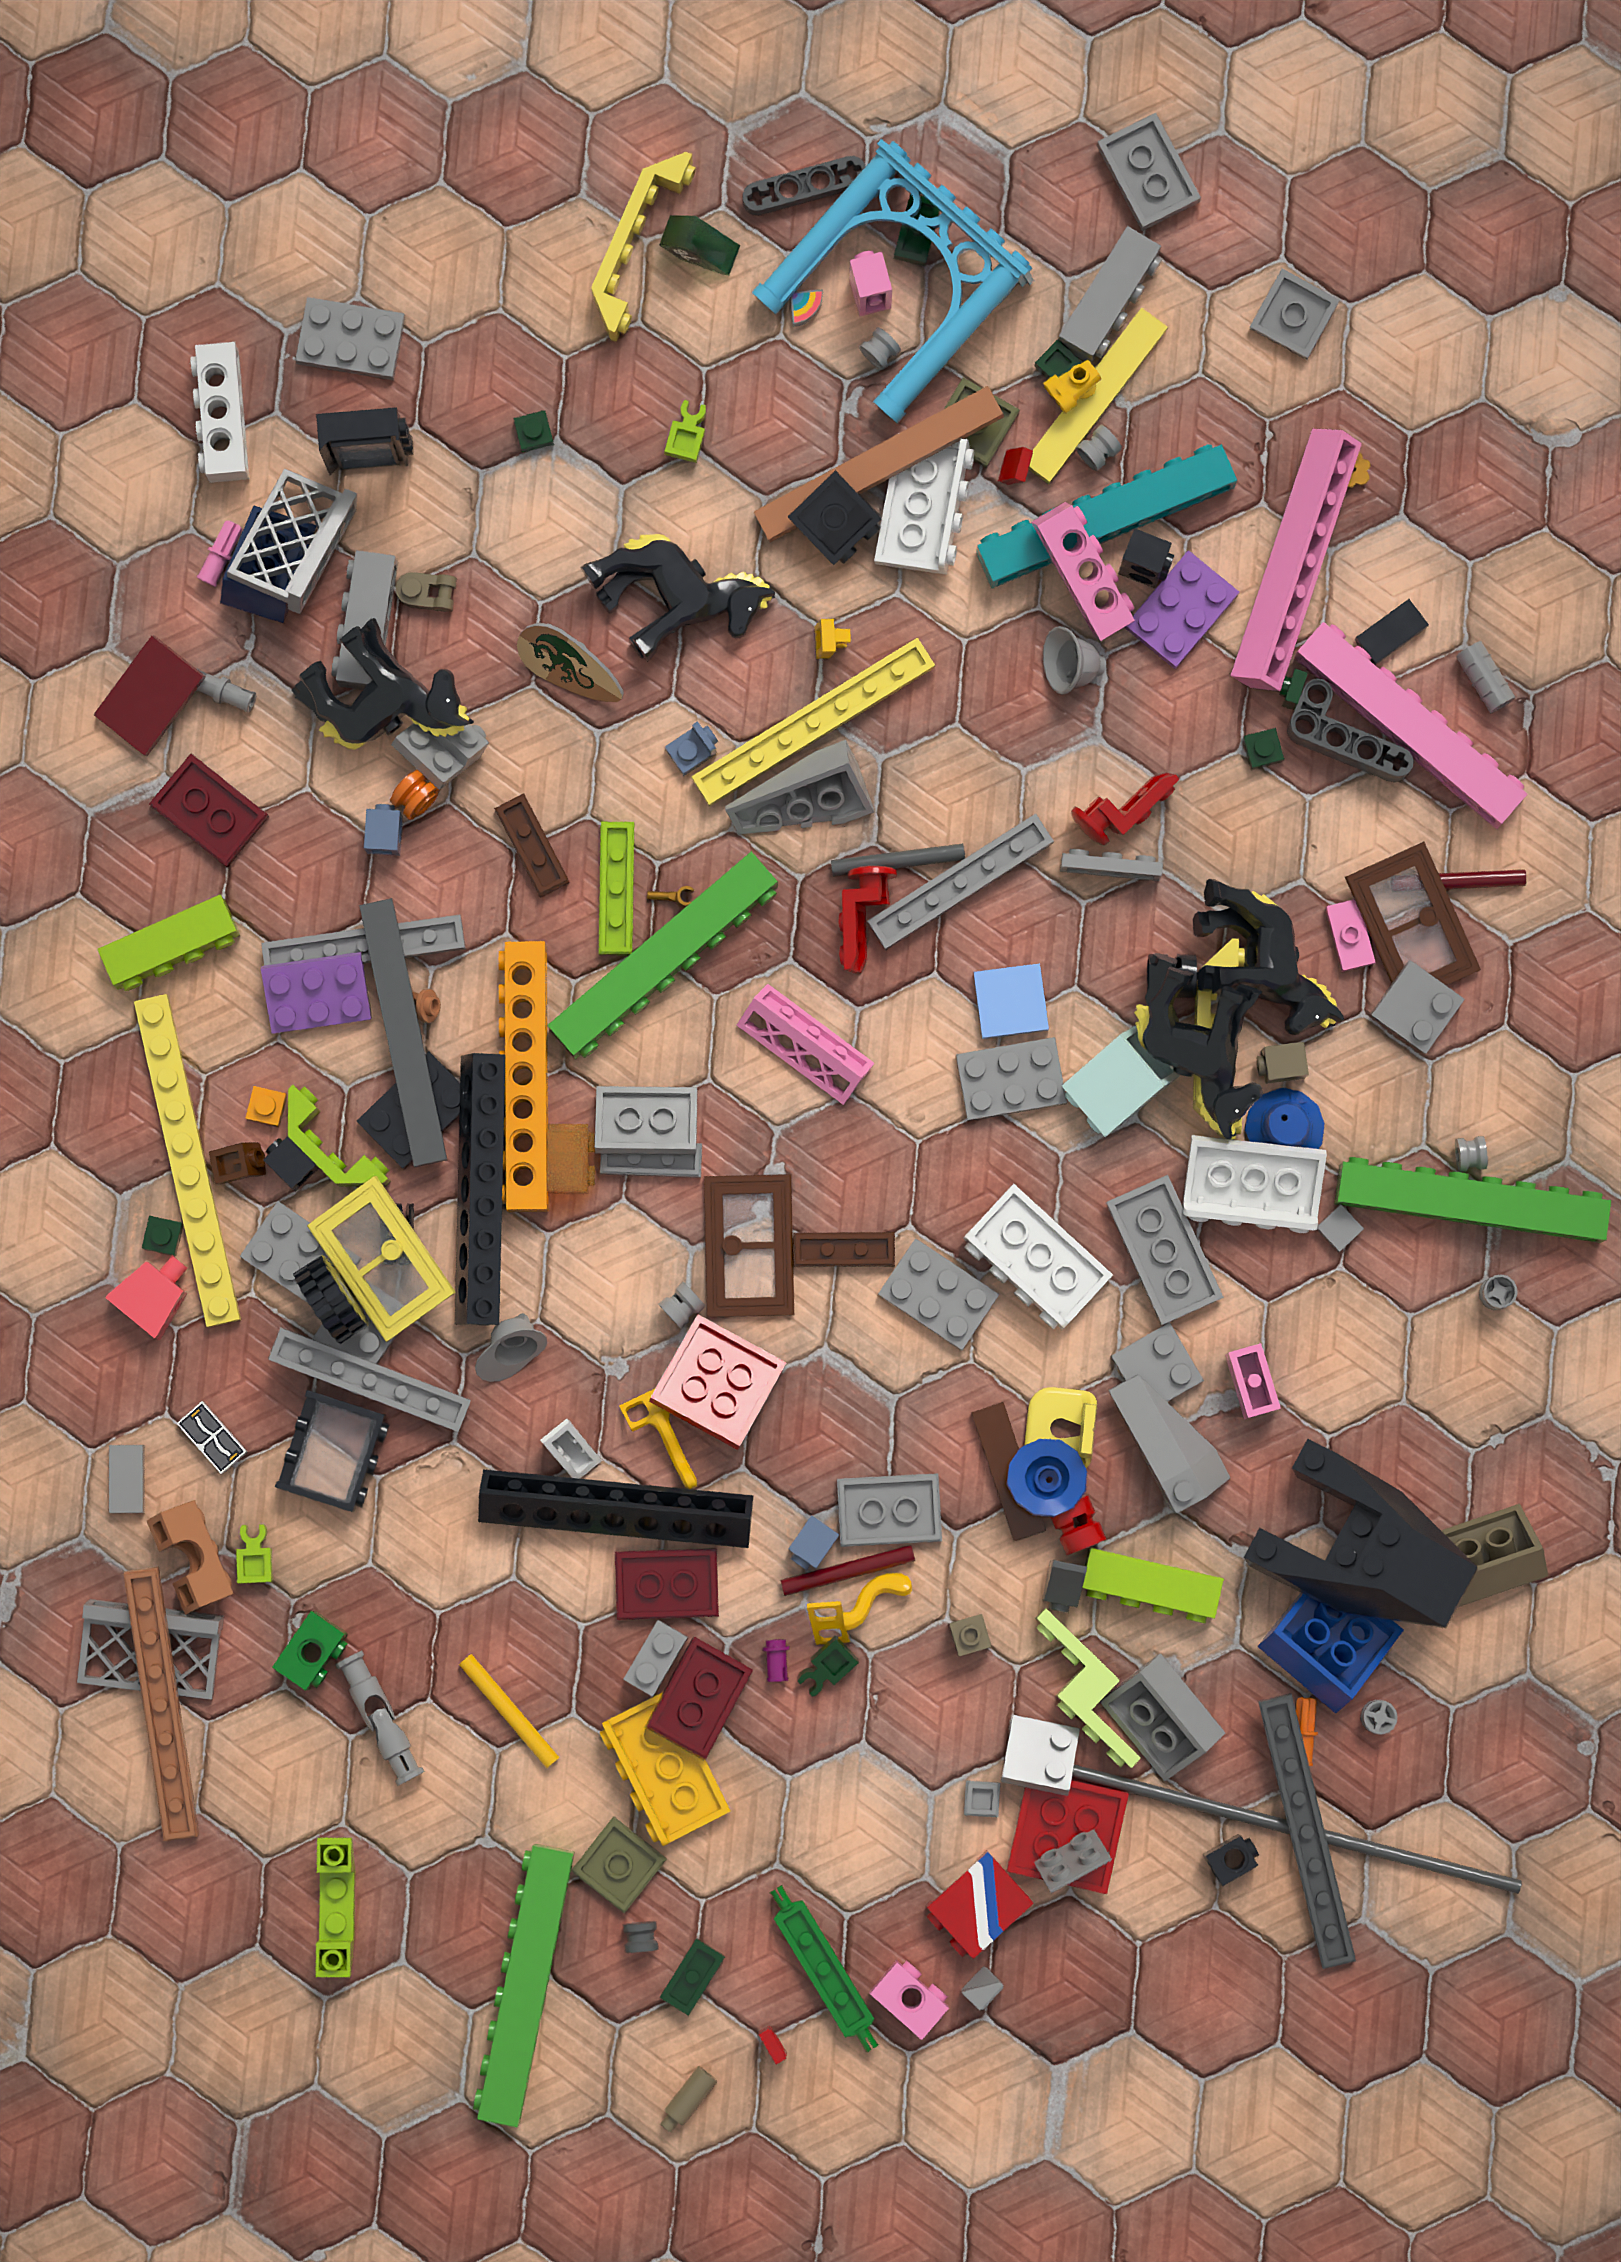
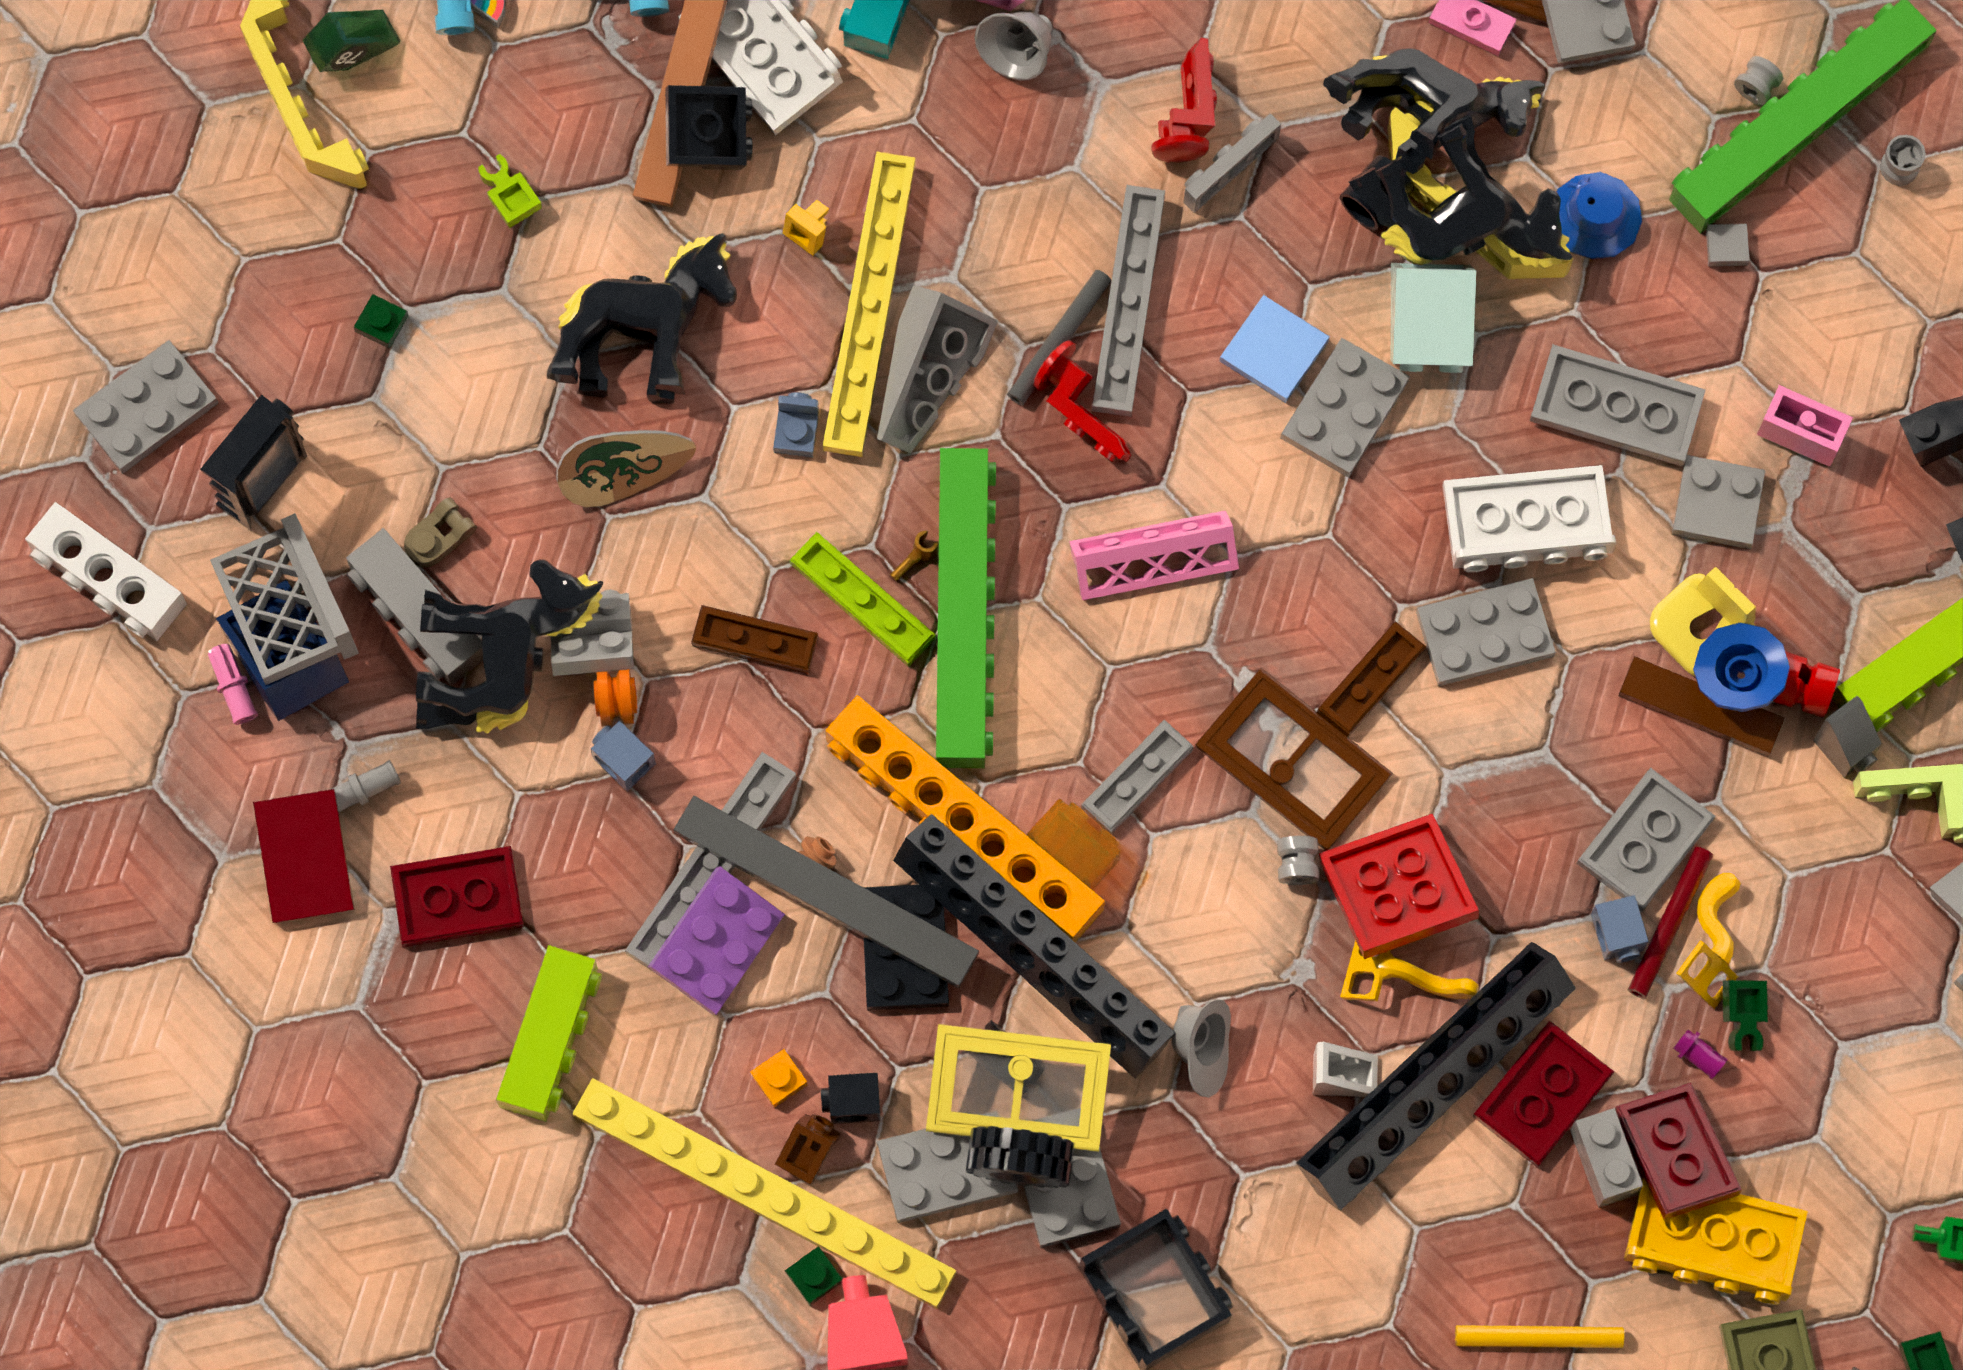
camera: 50 degrees left, 10 degrees down
(300, 1113) = (810, 1045): lime slope -> none
(369, 1379) = (1120, 1194): light grey plate -> none
(646, 1120) = (1100, 747): light grey plate -> none
(969, 1635) = (1824, 861): dark tan brick -> none
(1174, 1451) = (1806, 548): light grey wedge -> none
(1253, 1183) = (1625, 278): white bracket -> none
(1283, 1062) = (1538, 165): dark tan brick -> none

